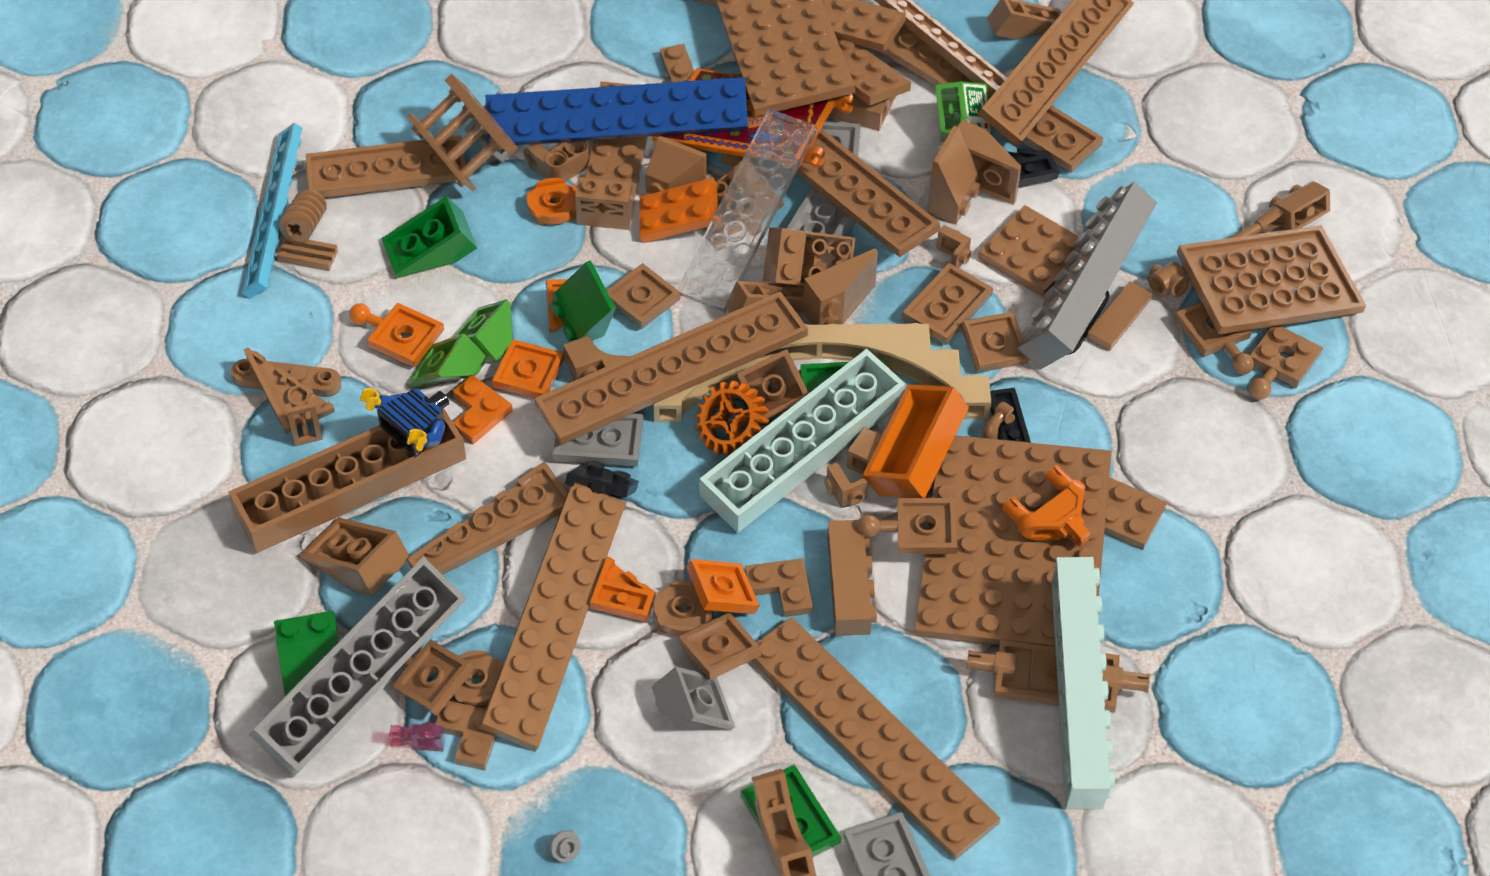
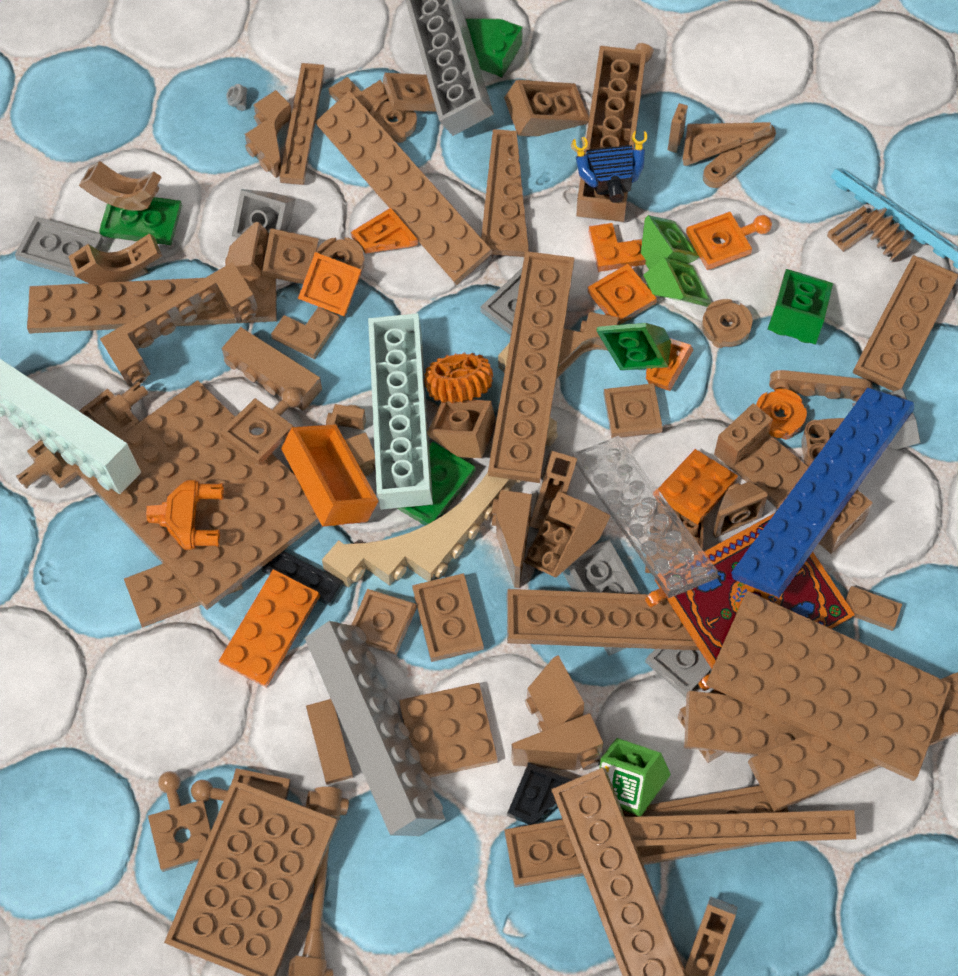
camera: 130 degrees right, 10 degrees up
(216, 520) = (649, 50): none -> medium nougat hinge
(421, 736) = (374, 68): clear pink plate -> none
(484, 125) = (886, 381): medium nougat fence -> none
(499, 270) = (726, 336): none -> medium nougat plate
(507, 194) = (819, 384): none -> medium nougat plate
(547, 757) = (302, 124): none -> medium nougat plate
(600, 772) = (270, 115): none -> medium nougat arch
(602, 479) = (482, 273): black wing -> none
(751, 679) = (249, 251): none -> medium nougat slope
(863, 790) = (118, 266): none -> medium nougat arch
(881, 669) = (183, 307): none -> medium nougat plate
(954, 244) = (500, 668): medium nougat bracket -> none
(1002, 413) = (307, 565): medium nougat arm -> none
(1077, 411) = (269, 628): none -> orange plate

